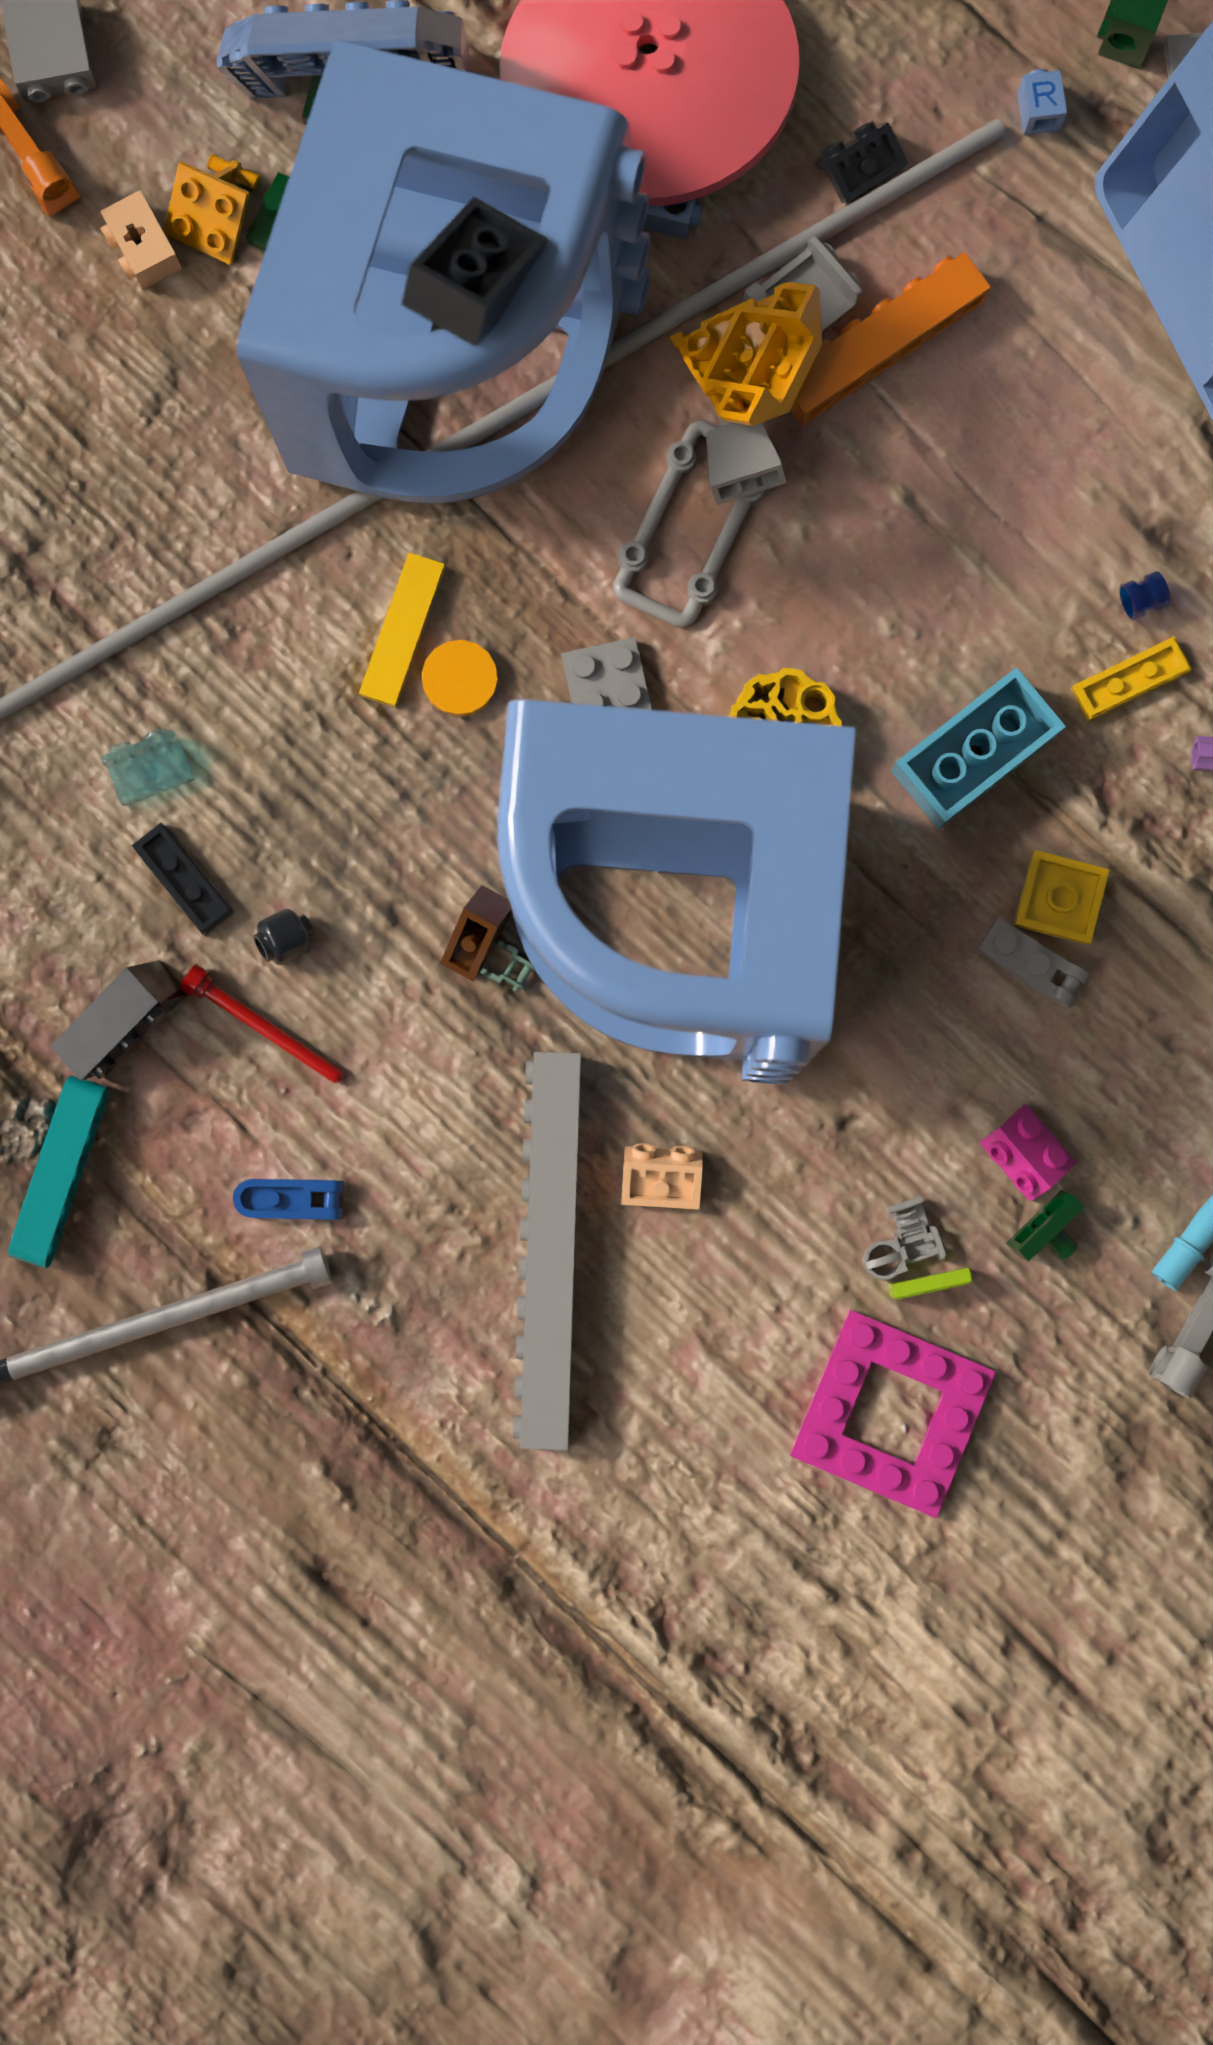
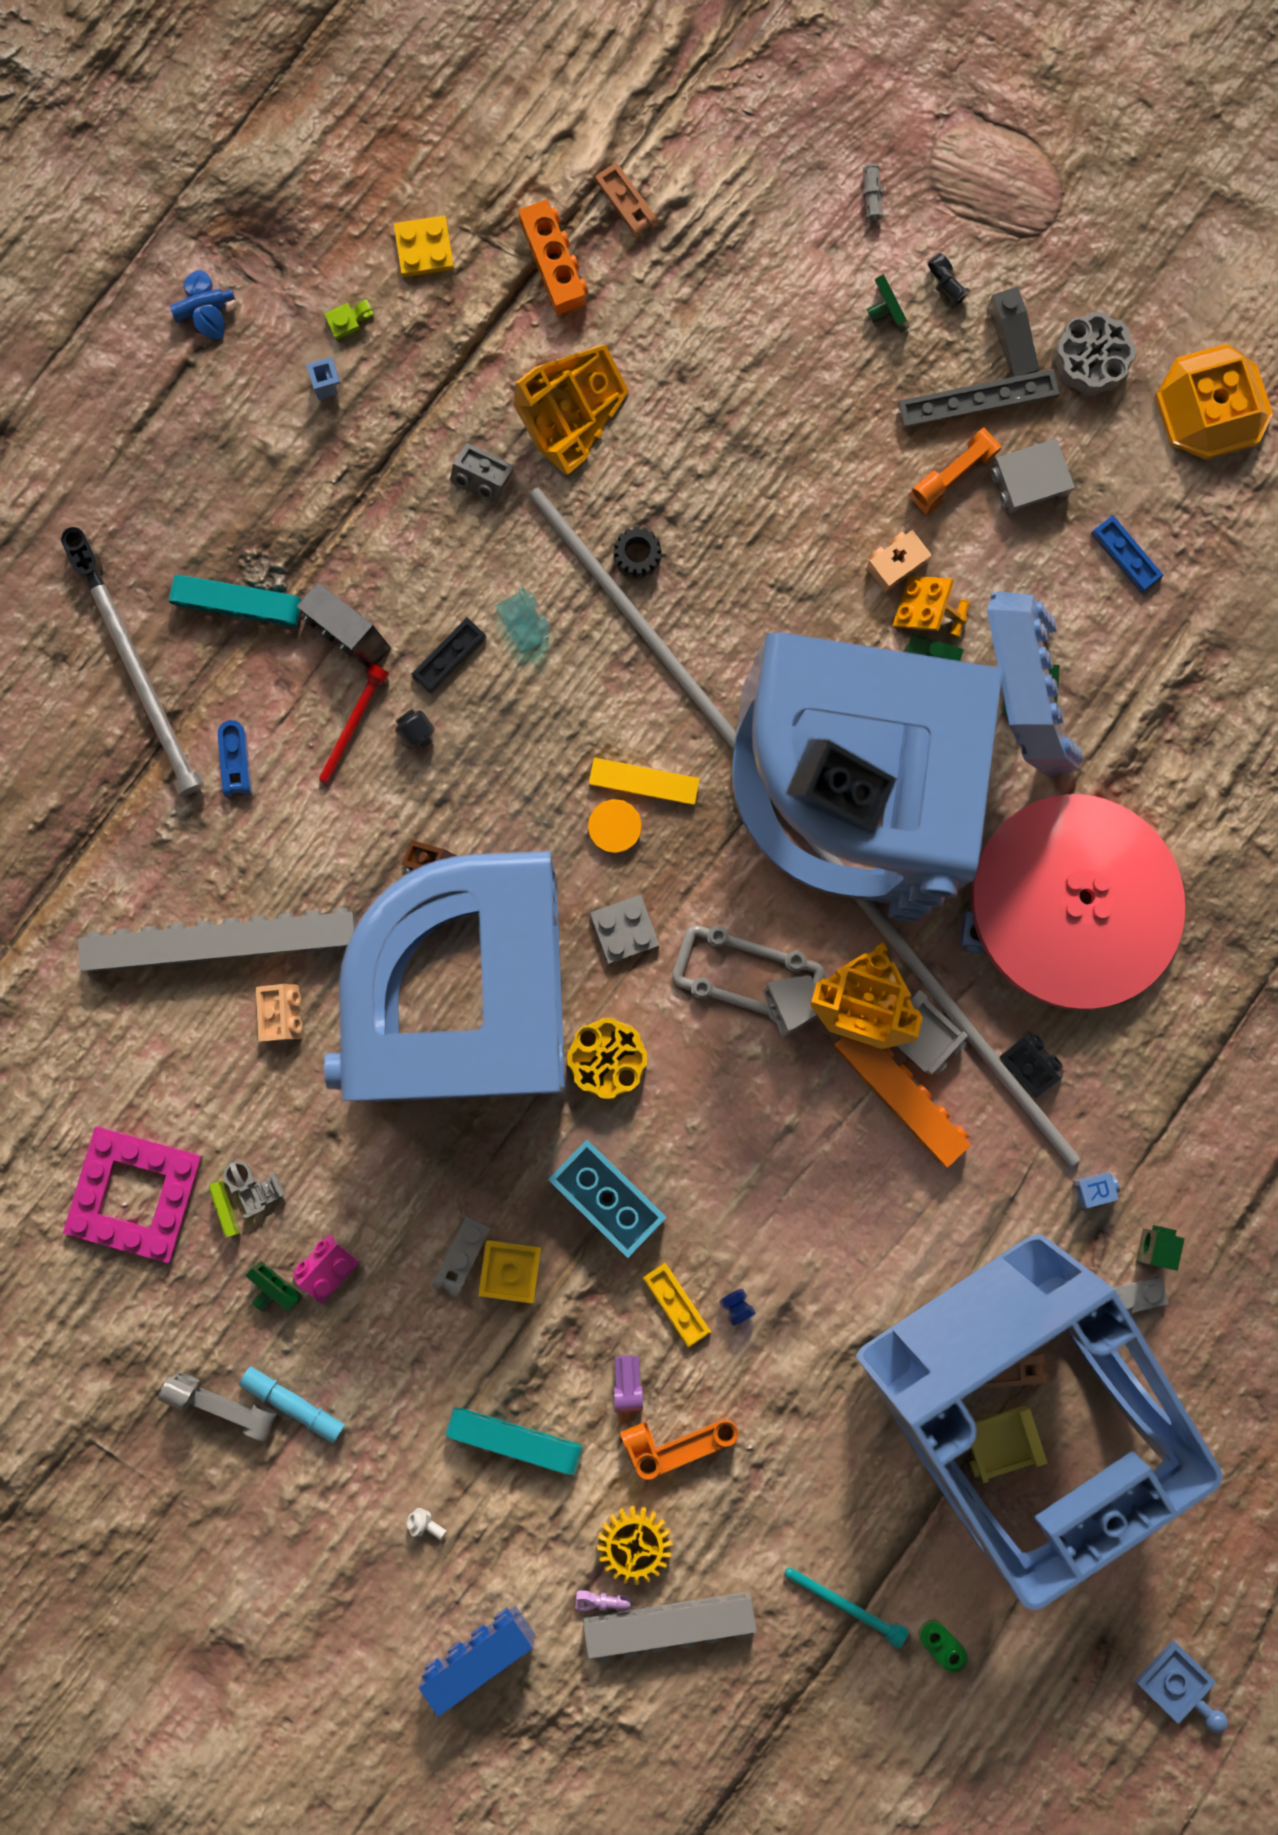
camera: 75 degrees right, 0 degrees up
(62, 576) = (637, 536): none -> black tyre

